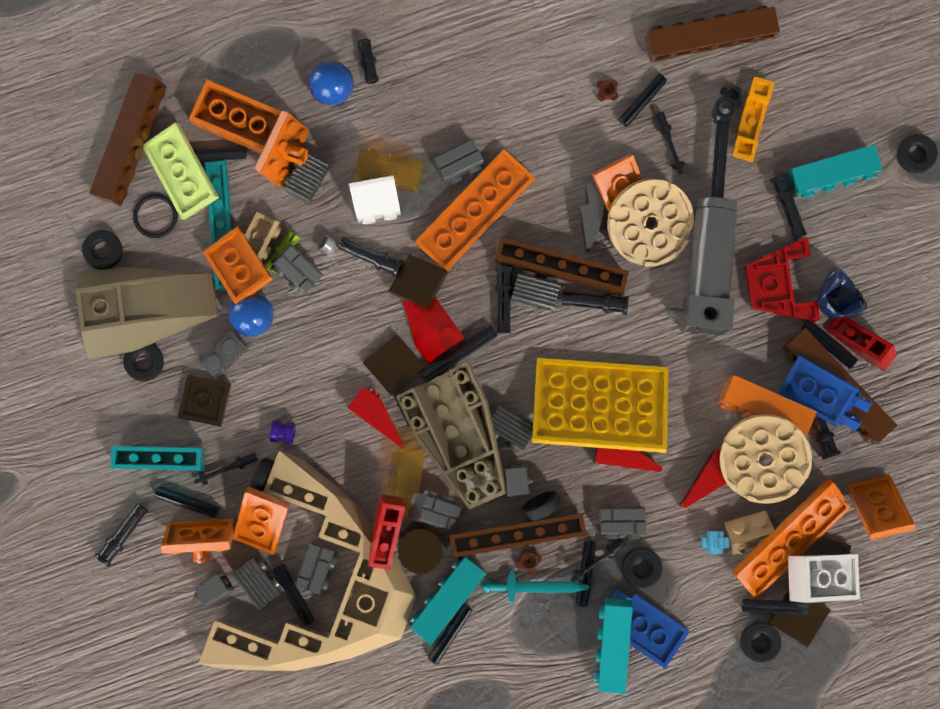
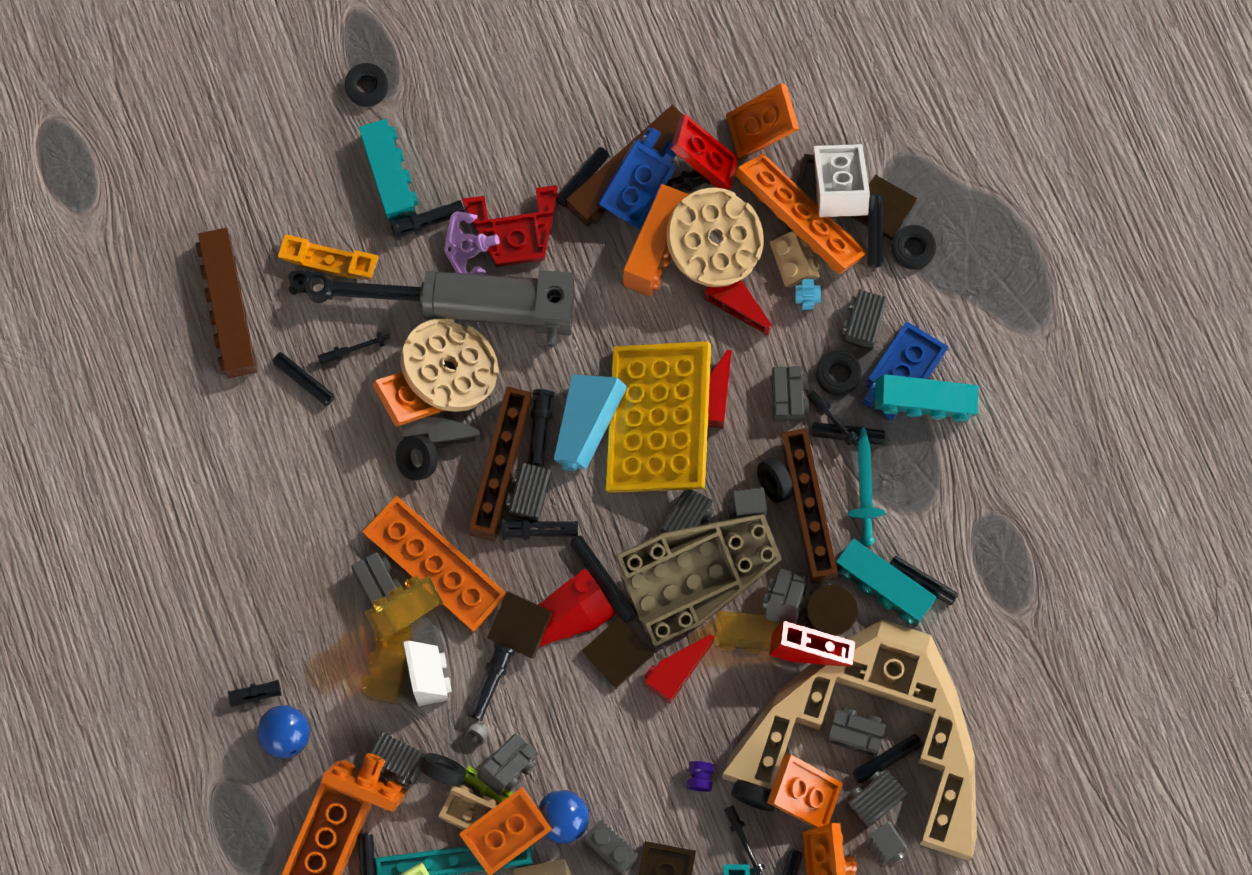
camera: 90 degrees left, 10 degrees down
(285, 211) = (442, 769): none -> black tyre
(432, 180) = (403, 606): none -> clear yellow brick
(522, 562) = (844, 493): copper plate -> none
(571, 203) = (429, 456): none -> black tyre
(601, 341) = (585, 418): none -> medium azure slope
(603, 85) = (286, 413): copper plate -> none
(691, 594) = (865, 318): none -> dark grey brick
(762, 238) = (464, 246): none -> lavender piece
(839, 296) = (530, 164): dark blue hair -> none
(848, 452) = (704, 153): none -> red plate
(863, 342) = (579, 141): red slope -> none

